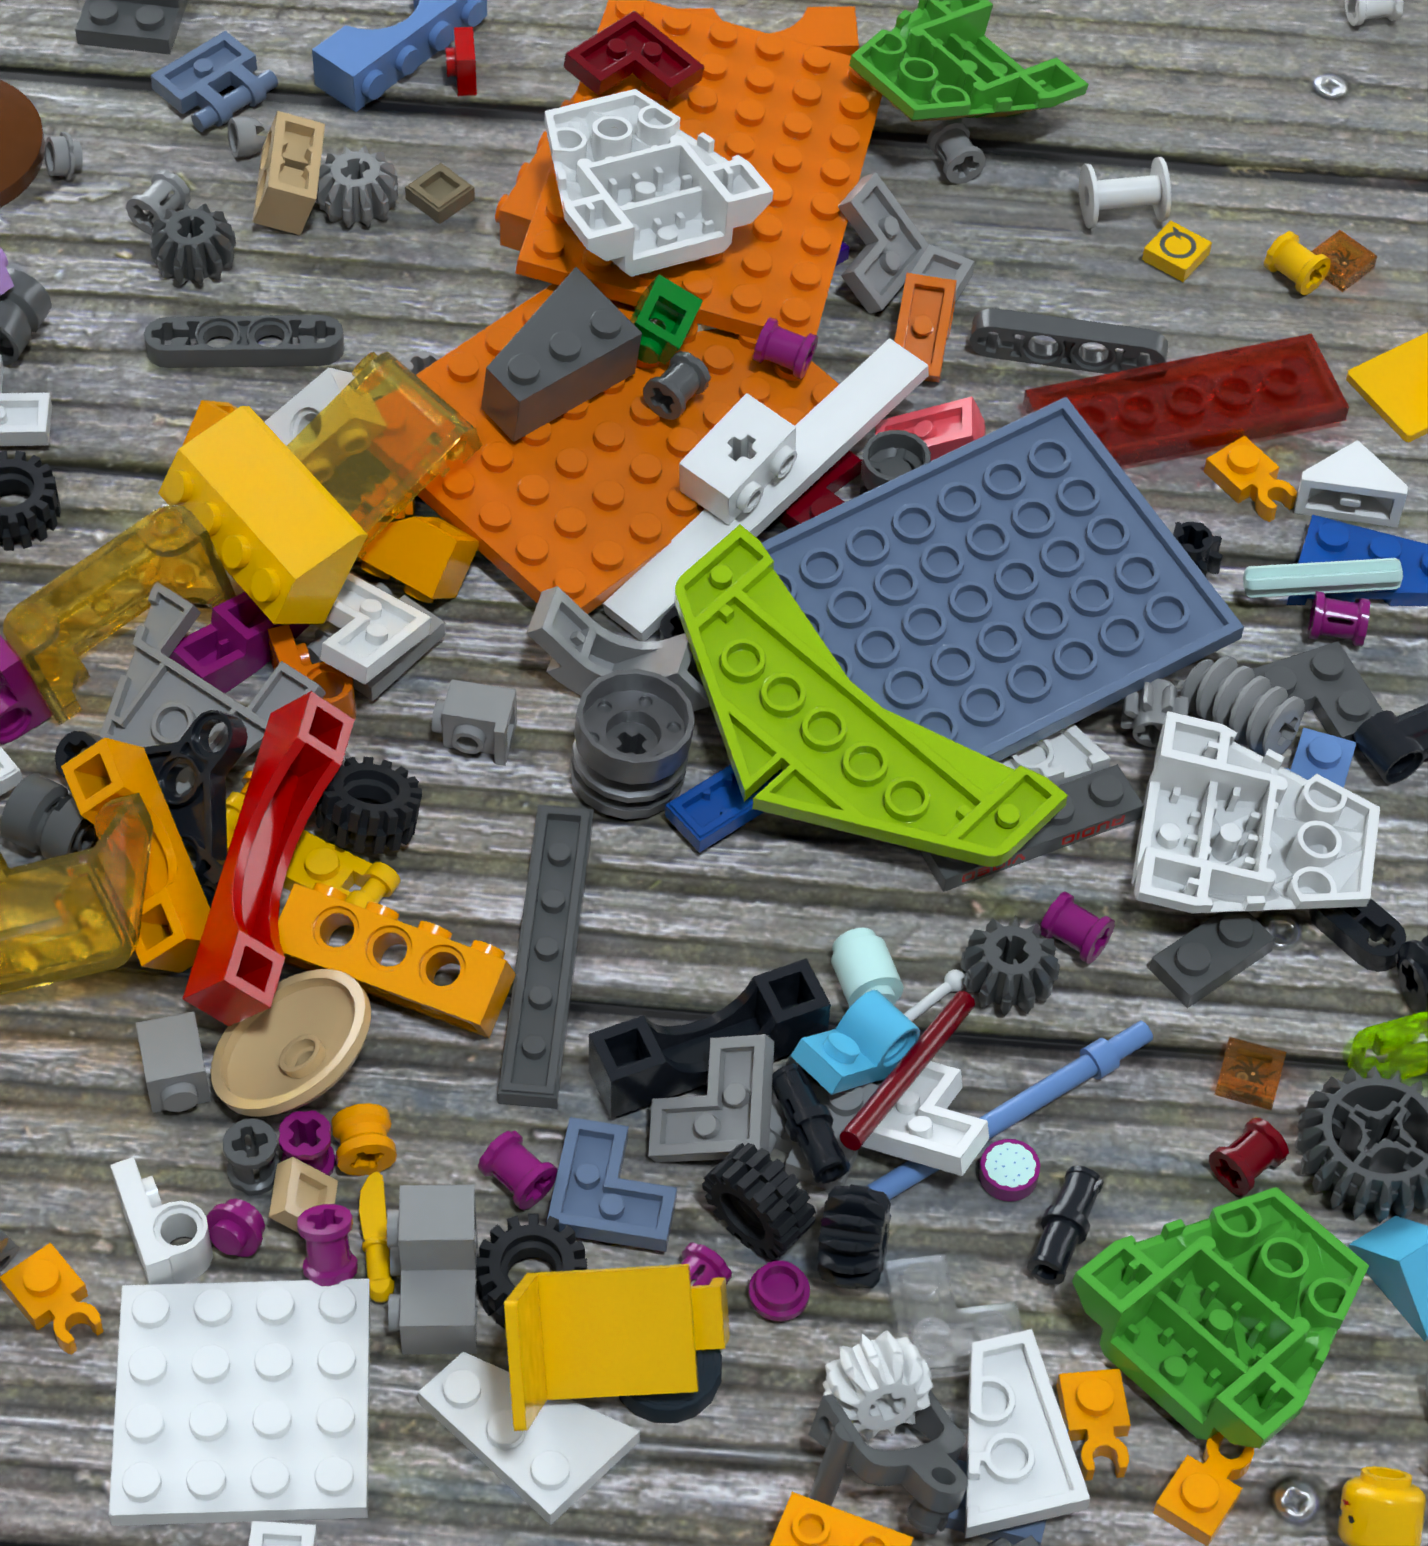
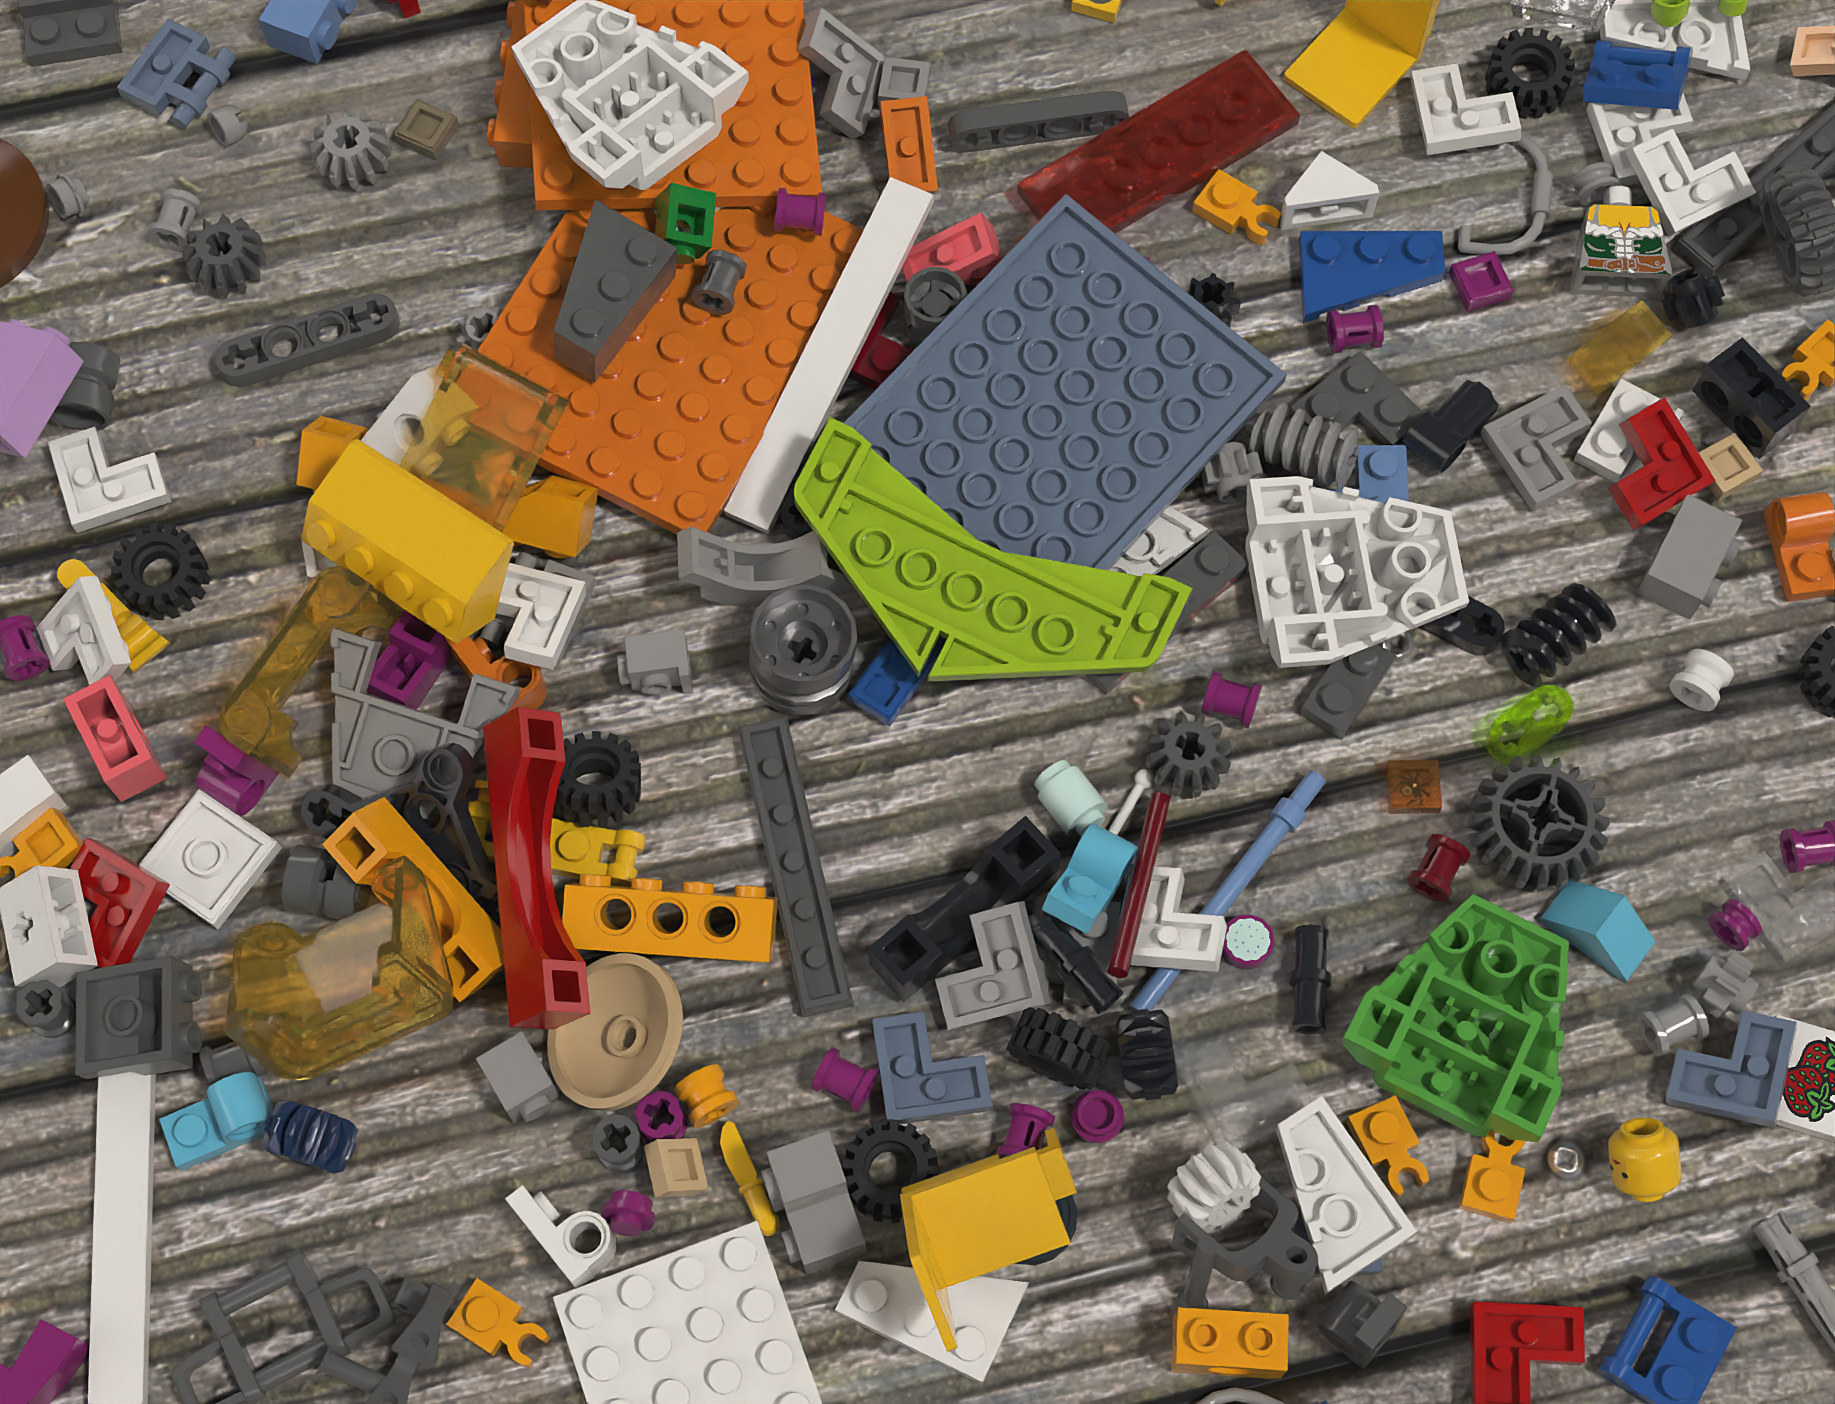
camera: 15 degrees left, 15 degrees up
(289, 173) = (286, 157): tan brick -> none
(327, 1244) = (710, 1198): magenta bush -> none
(738, 459) = (801, 316): white brick -> none
(1322, 577) = (1331, 295): light aqua axle -> none

